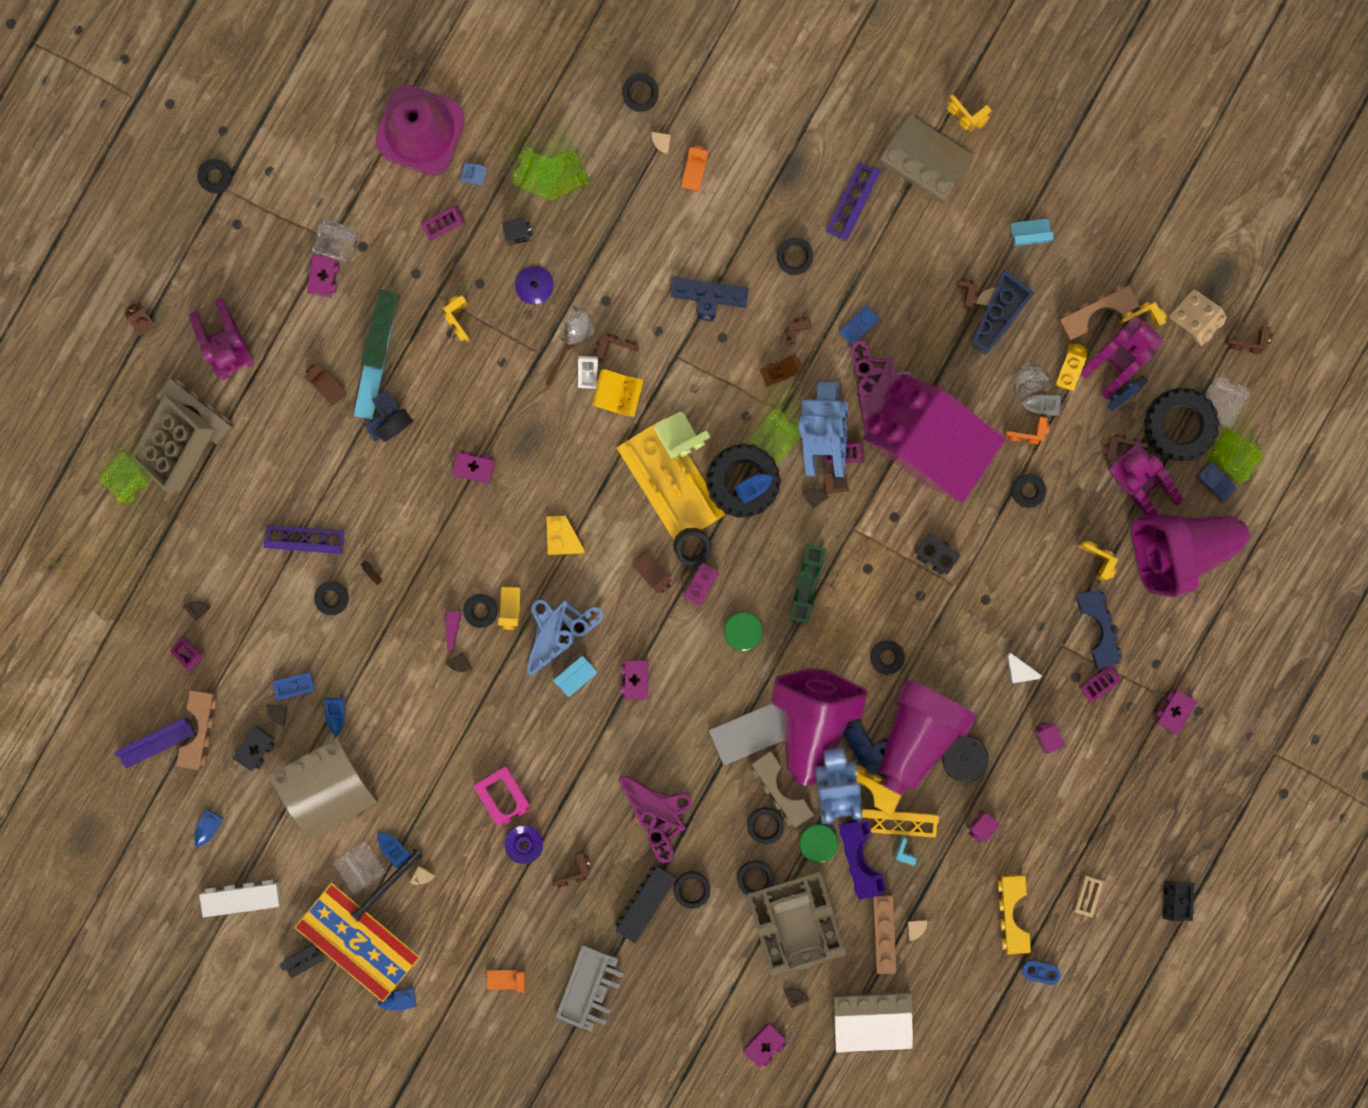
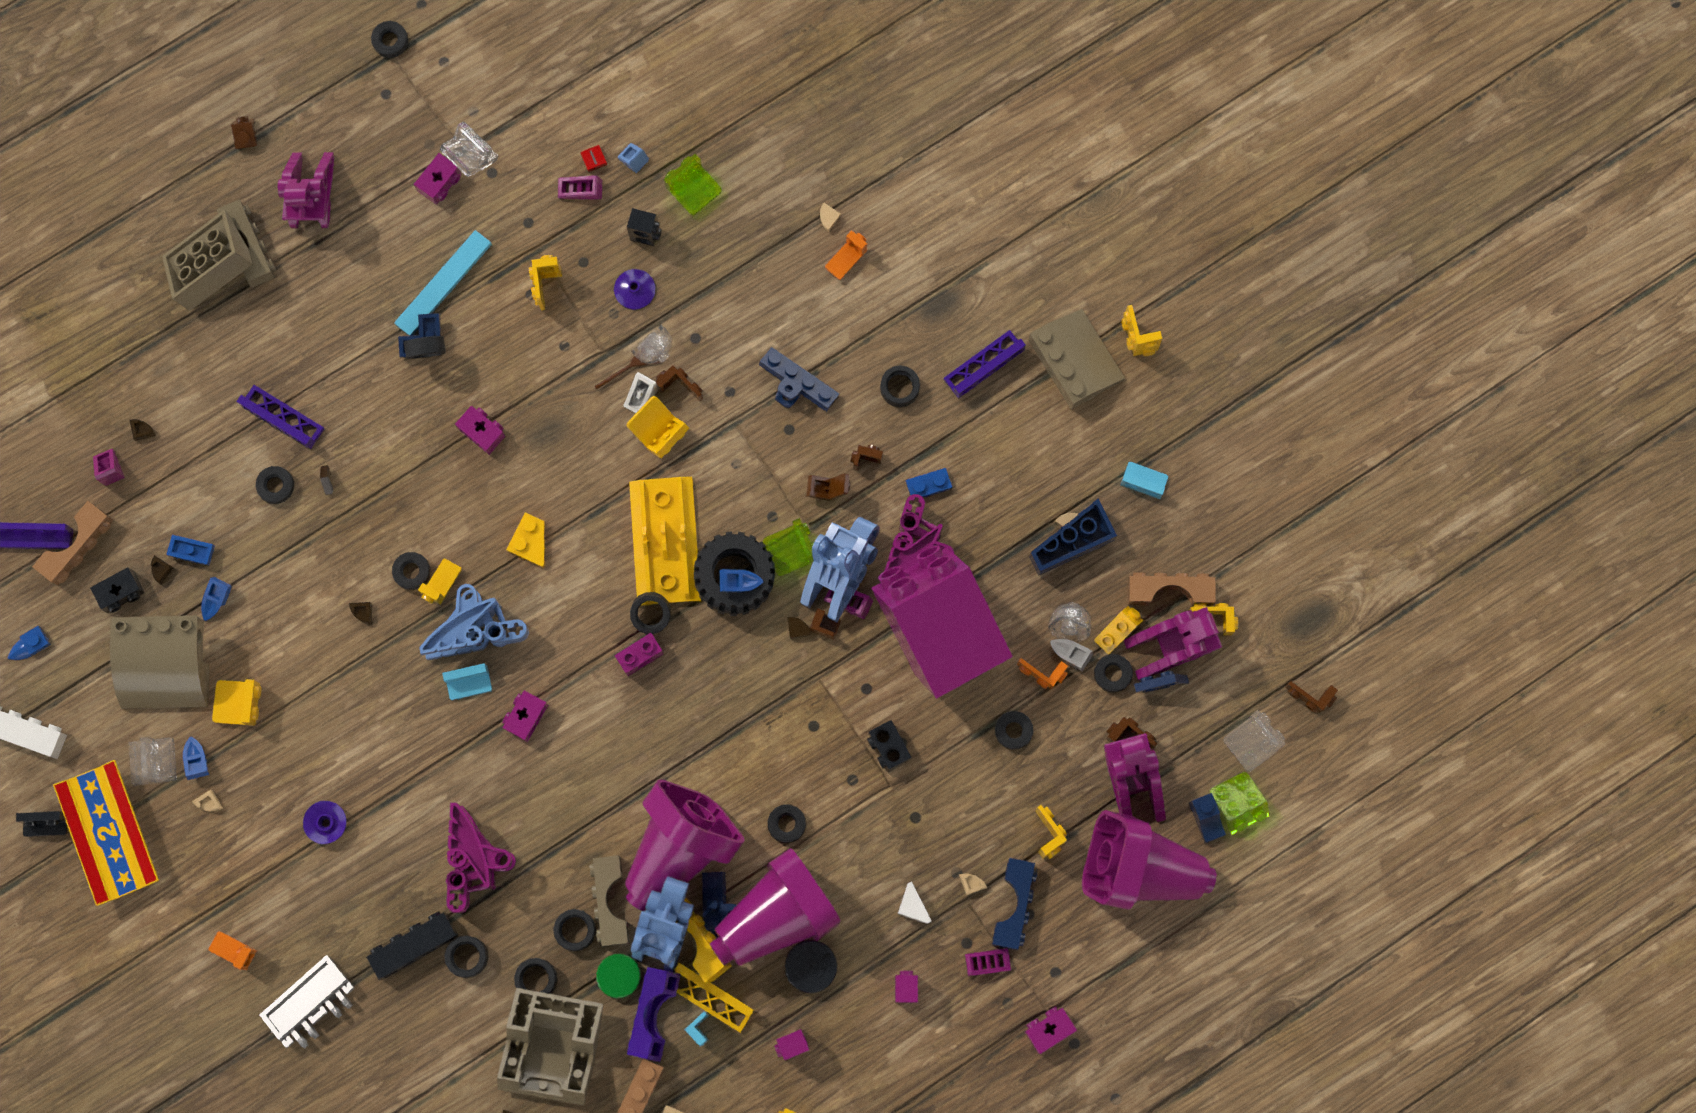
camera: 35 degrees right, 10 degrees down
(124, 478) = (143, 272): clear neon green bracket -> none
(325, 383) = (383, 278): reddish brown bracket -> none
(379, 331) = (450, 265): dark green arch -> none
(386, 885) = (166, 790): black bar -> none
(399, 1000) = (116, 915): blue plate -> none
(400, 787) = (236, 702): none -> yellow bracket
(428, 142) = (604, 90): magenta cone -> none
(441, 191) = (593, 158): none -> red tile
(452, 625) = (377, 567): magenta slope -> none
(521, 801) = (344, 780): dark pink panel -> none
(561, 174) = (716, 198): clear neon green bracket -> none
(584, 863) = (372, 872): reddish brown bracket -> none
(640, 78) = (828, 146): black tyre -> none
(652, 573) = (597, 620): reddish brown bracket -> none
(679, 436) = (695, 499): yellowish green bracket -> none
(743, 631) = (656, 723): green tile -> none
(749, 733) = (606, 828): light grey tile -> none
(807, 583) = (736, 717): dark green arch -> none
(971, 297) = (1052, 511): reddish brown bracket -> none
(1056, 628) = (972, 883): none -> tan tile
(1092, 395) = (1104, 682): none -> black tyre
(1181, 398) = (1206, 711): black tyre -> none
(1199, 316) = (1271, 645): tan bracket -> none

